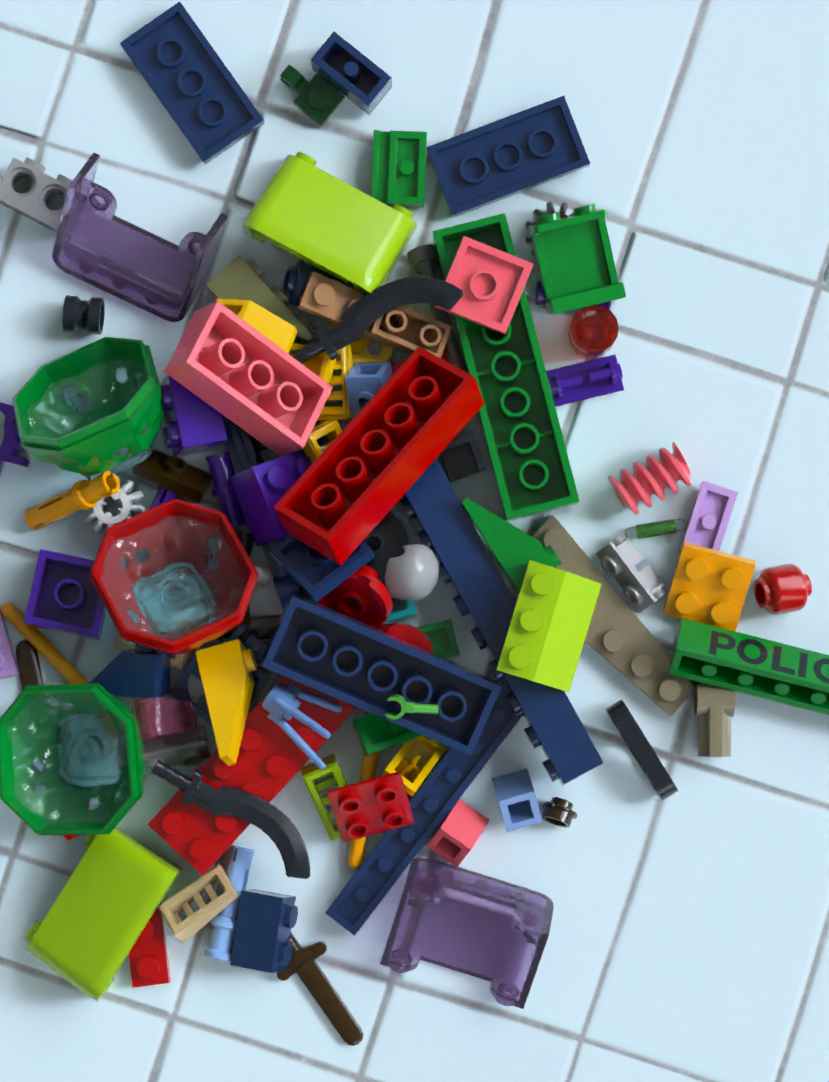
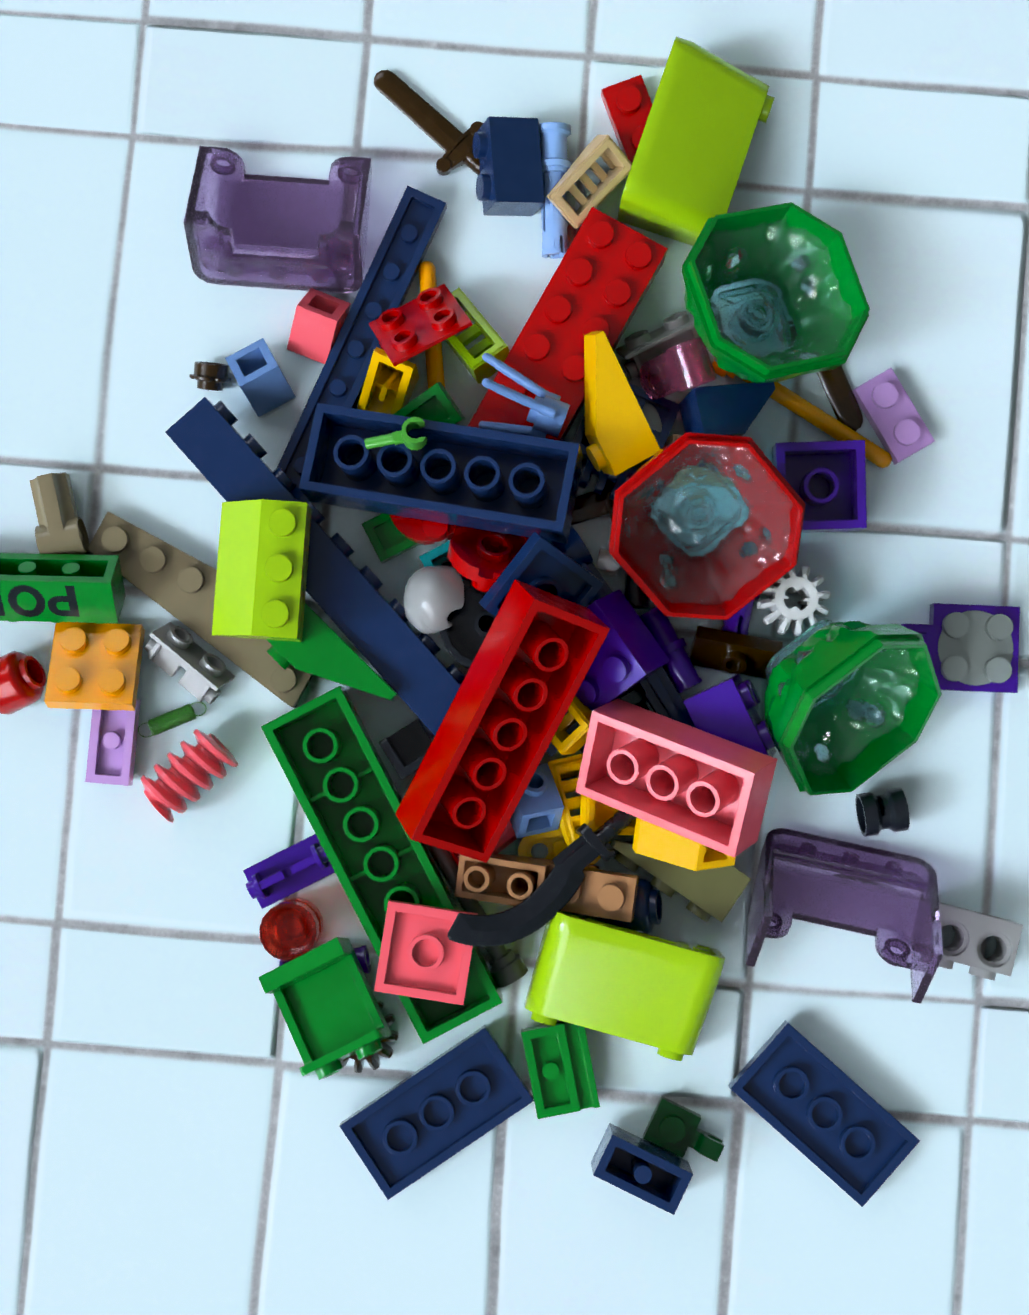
camera: 160 degrees right, 0 degrees up
(82, 495) = (833, 600): light orange pin -> none
(245, 807) = (563, 290): black sword -> none
(641, 750) = (132, 465): black beam -> none

